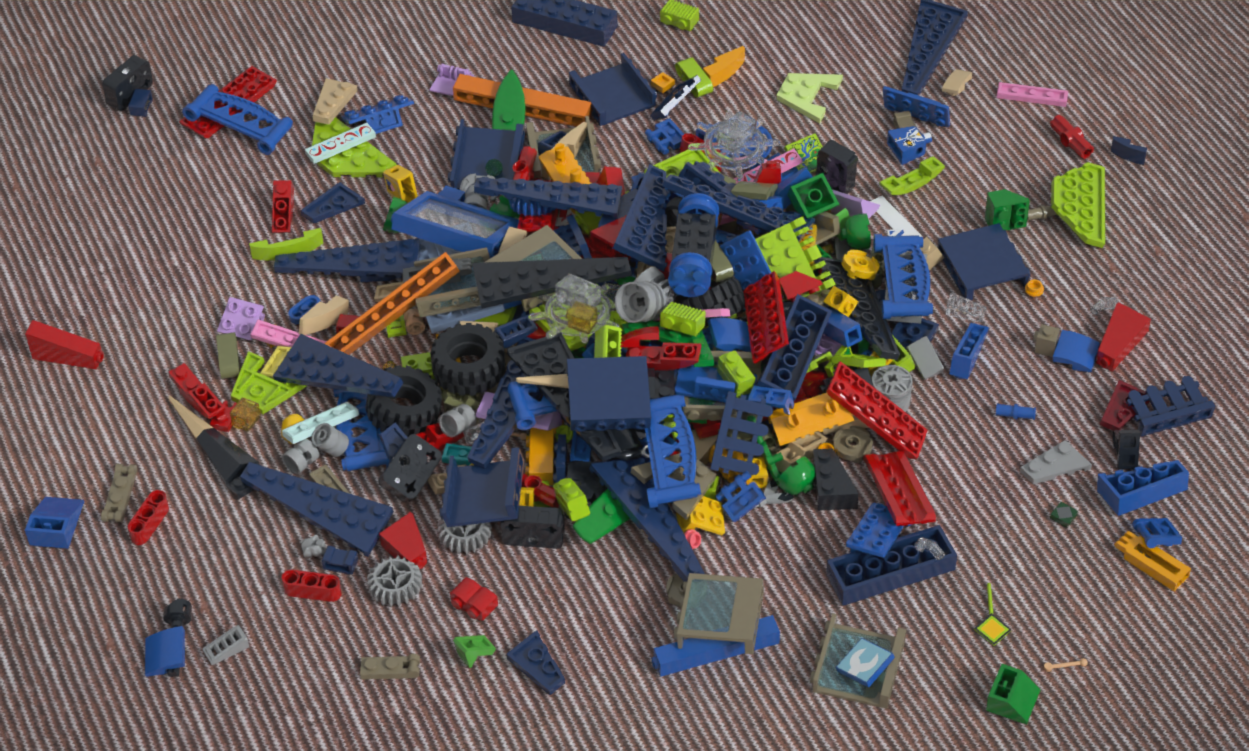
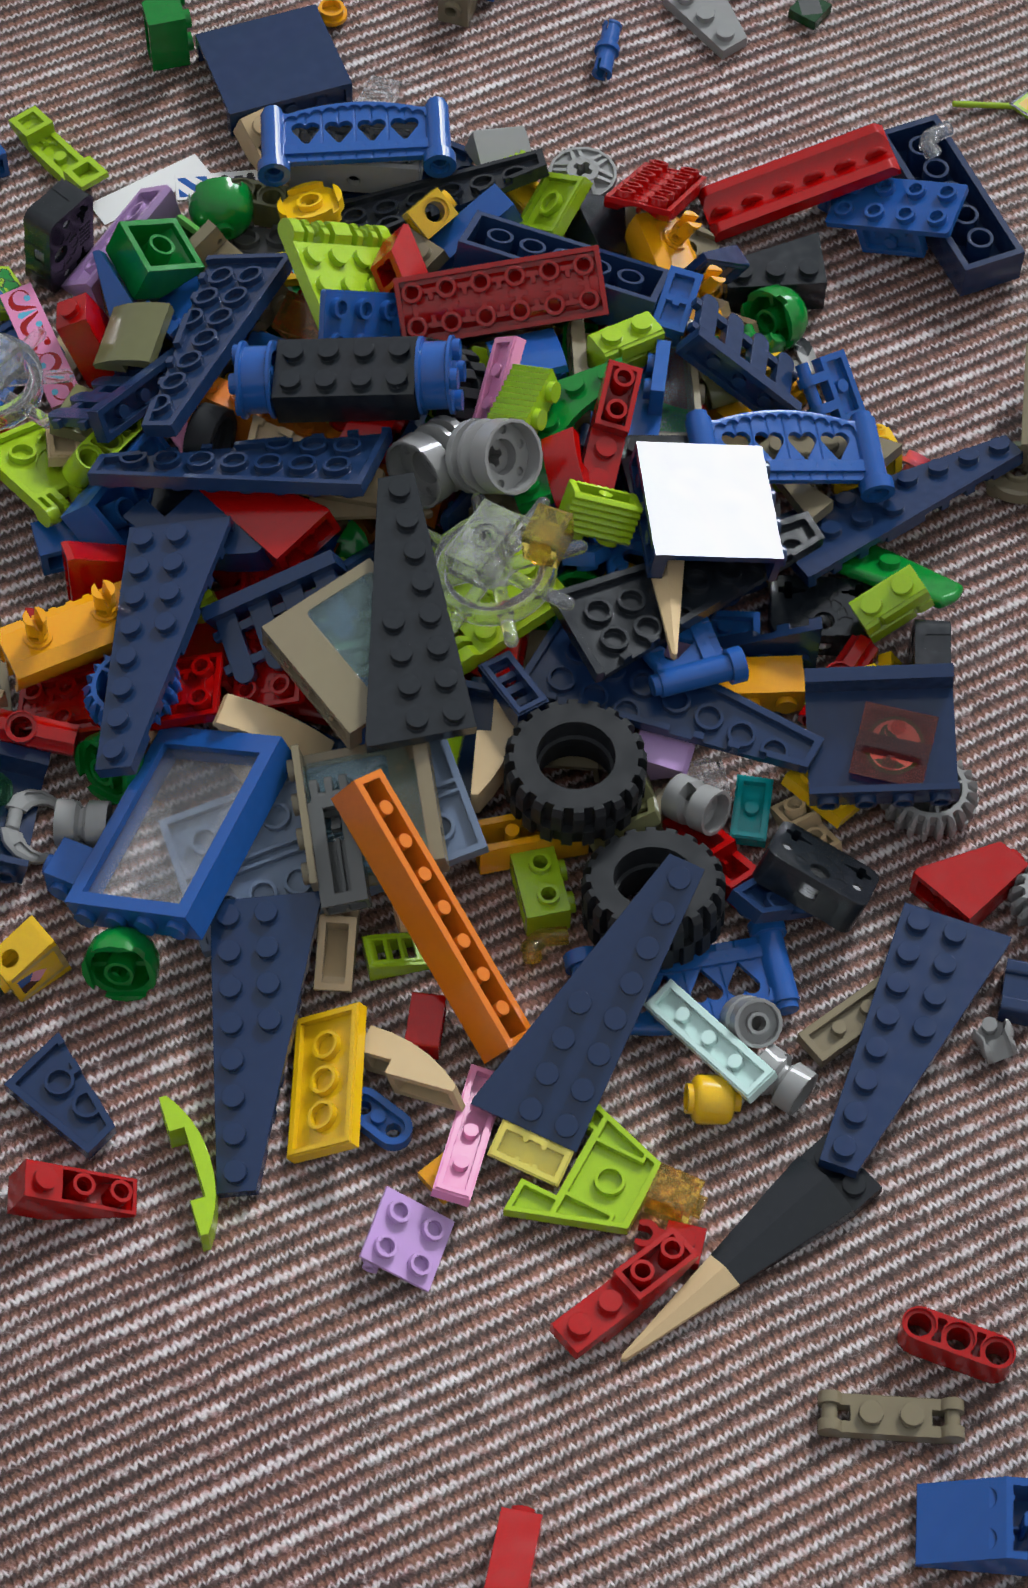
camera: 95 degrees left, 10 degrees up
(228, 355) = (511, 1250): olive beam -> none
(323, 287) = (327, 1083): none -> yellow tile
(477, 493) = (893, 744): none -> clear red slope
(814, 431) = (728, 258): none -> dark blue slope
(968, 351) = (486, 97): blue slope -> none

